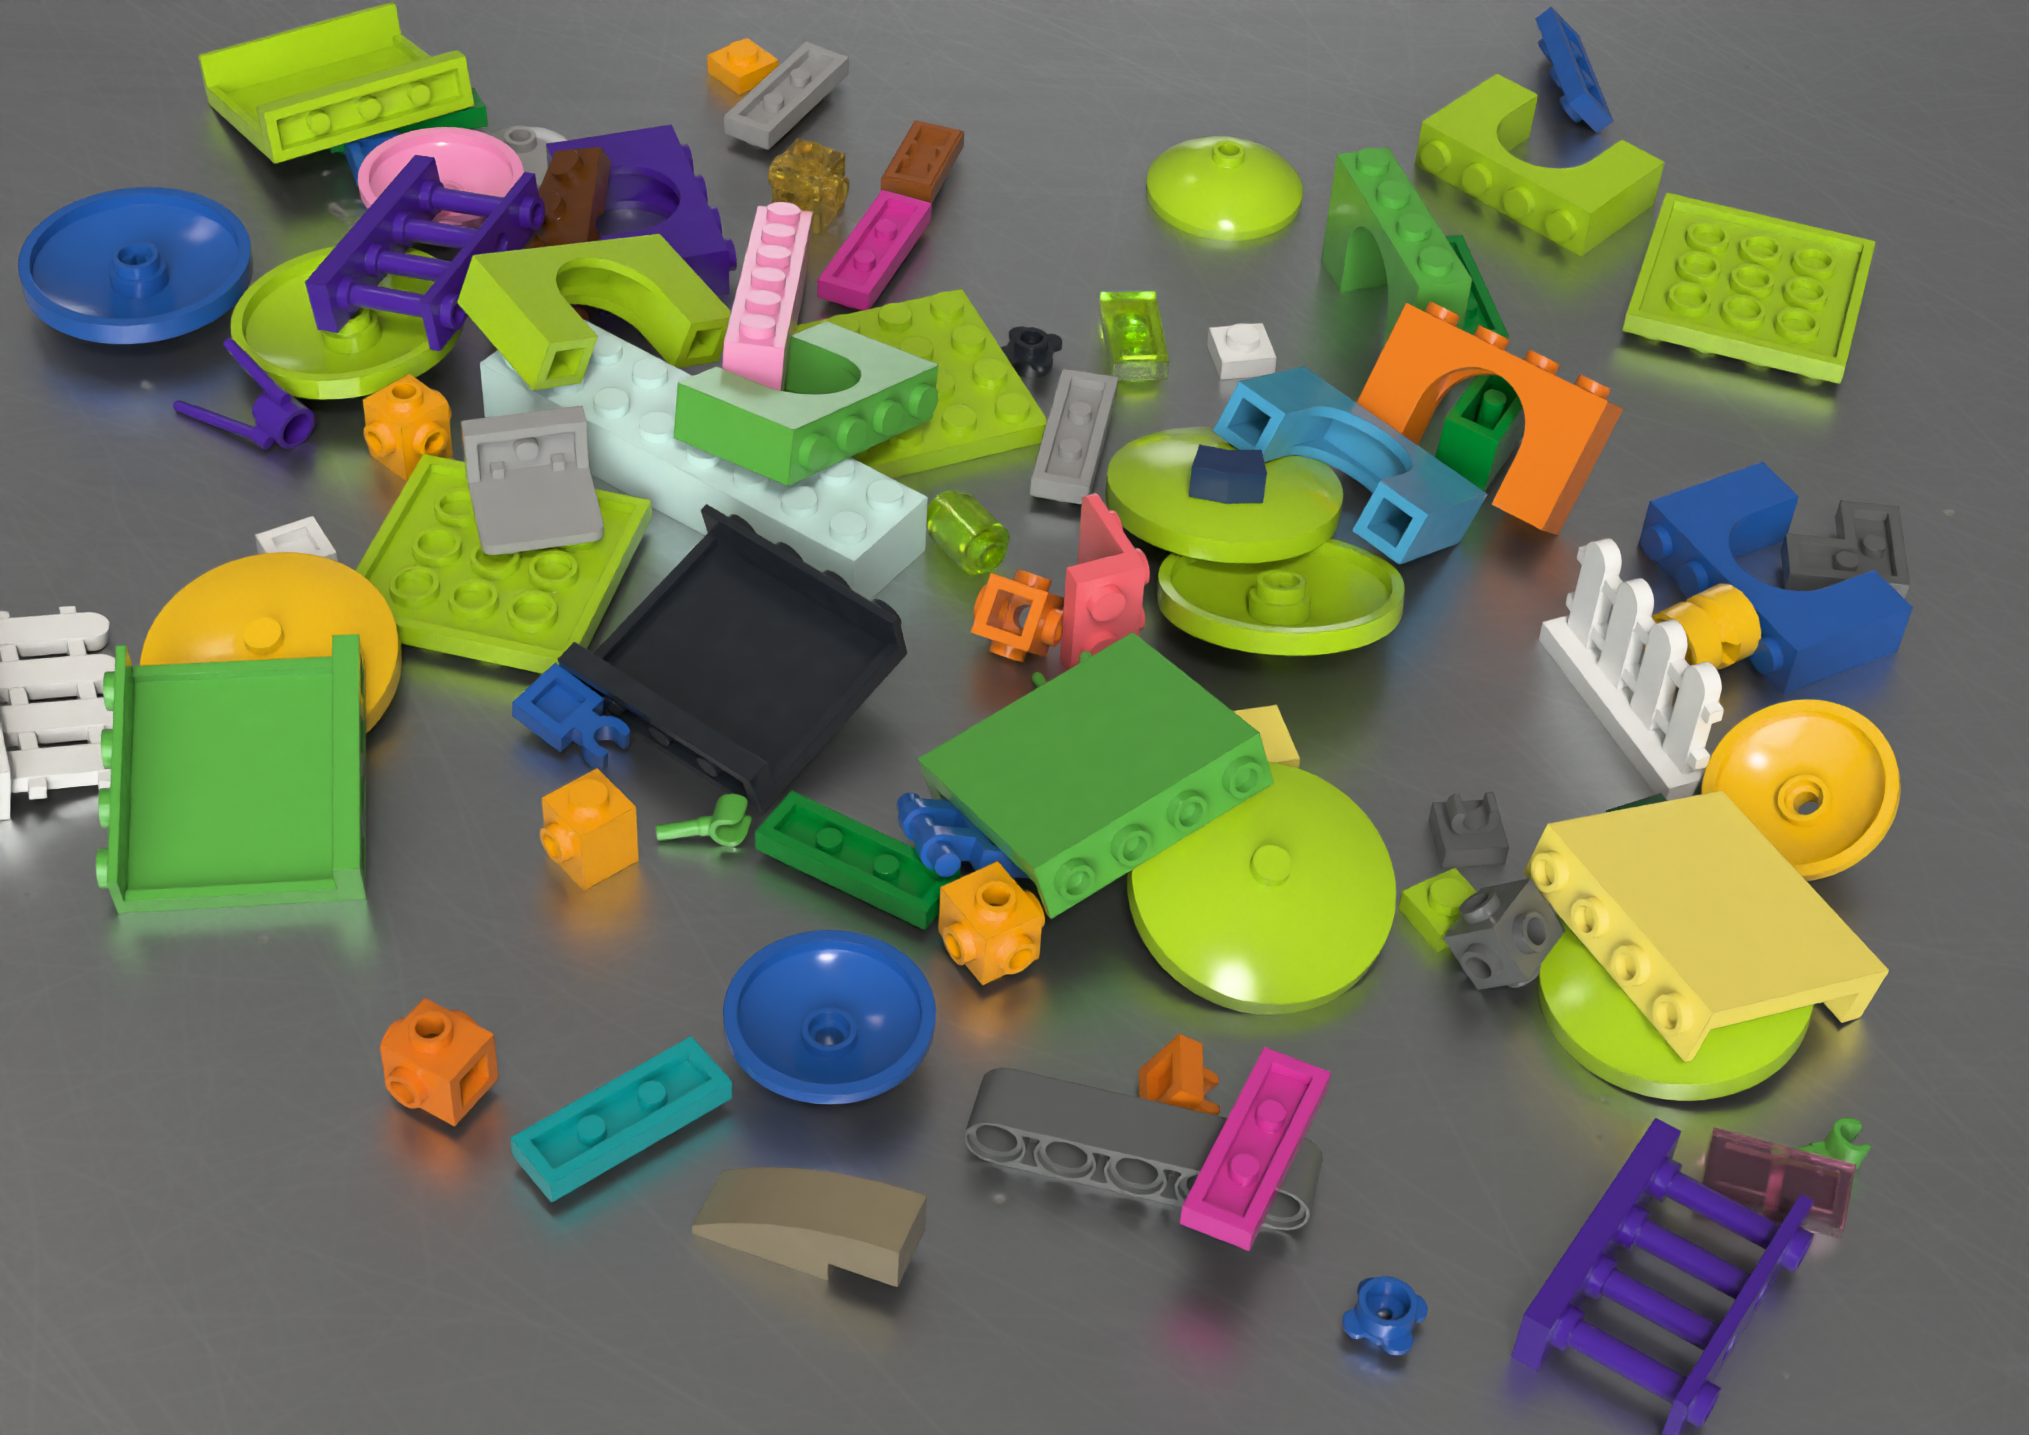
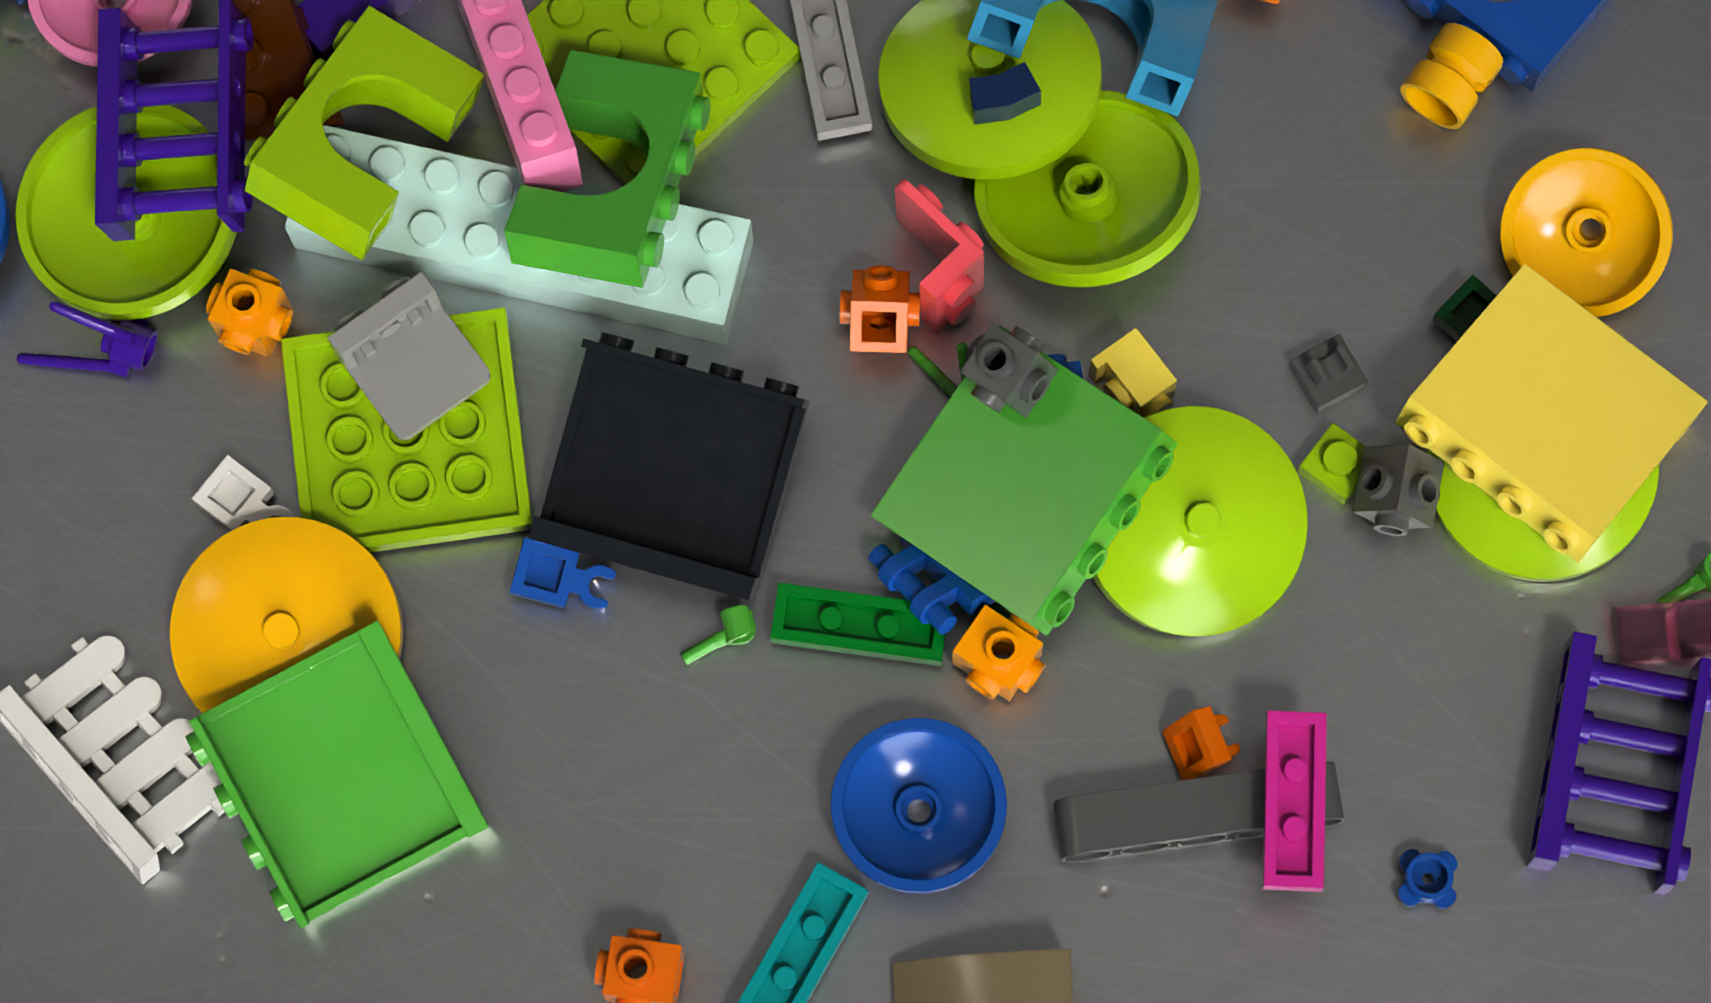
camera: 15 degrees left, 30 degrees up
(590, 829) = (638, 696): light orange brick -> none
(967, 532) = (789, 221): clear neon green brick -> none
(1121, 644) = (1008, 370): none -> dark grey brick
(1632, 698) = (1412, 162): white fence -> none

